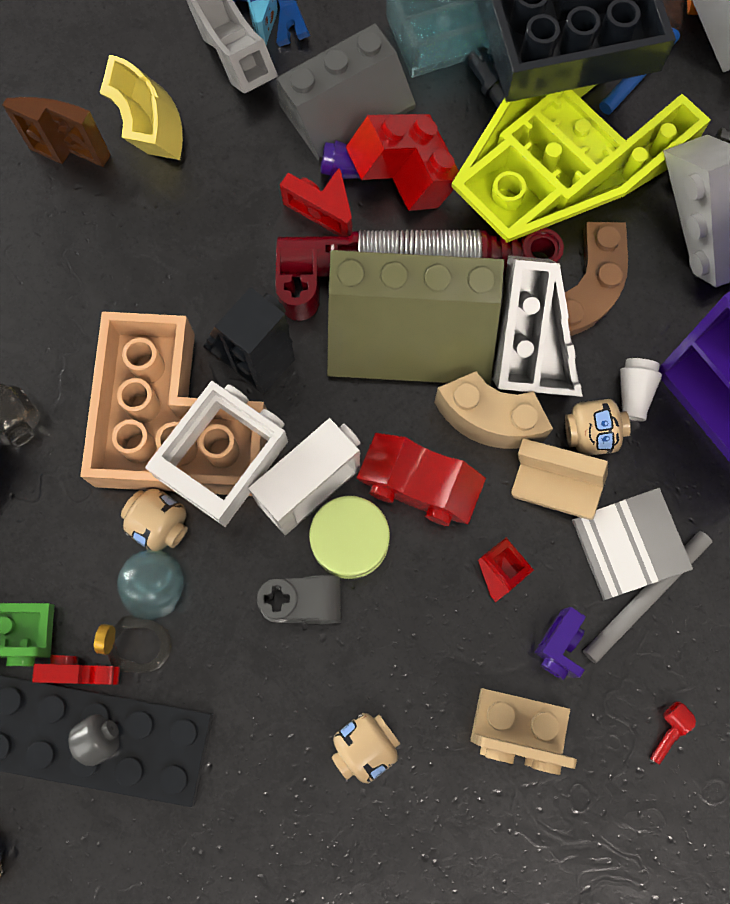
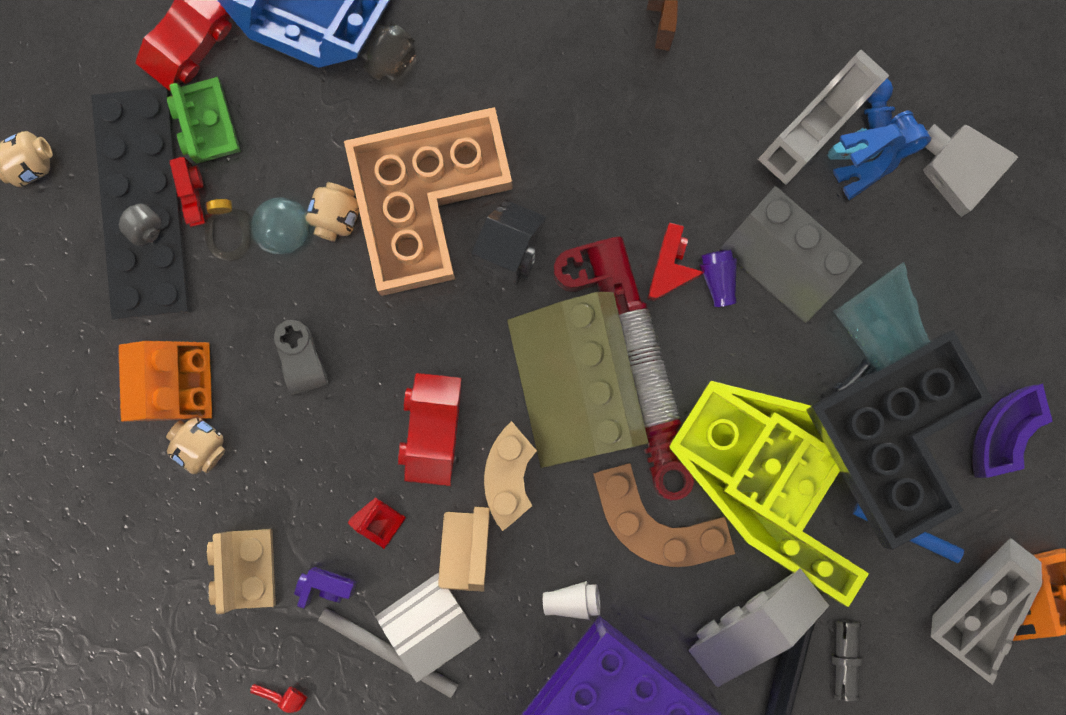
camera: 75 degrees right, 10 degrees up
(146, 109) = (714, 72): light yellow brick -> none
(190, 427) = (353, 239): white window -> none
(280, 764) = (165, 381): none -> orange slope
(307, 475) = (401, 331): white window -> none
(349, 537) = (364, 382): yellowish green head -> none
(407, 151) = (739, 335): red brick -> none
(534, 331) = (585, 493): wedge -> none
(596, 427) = (522, 571): tan head -> none

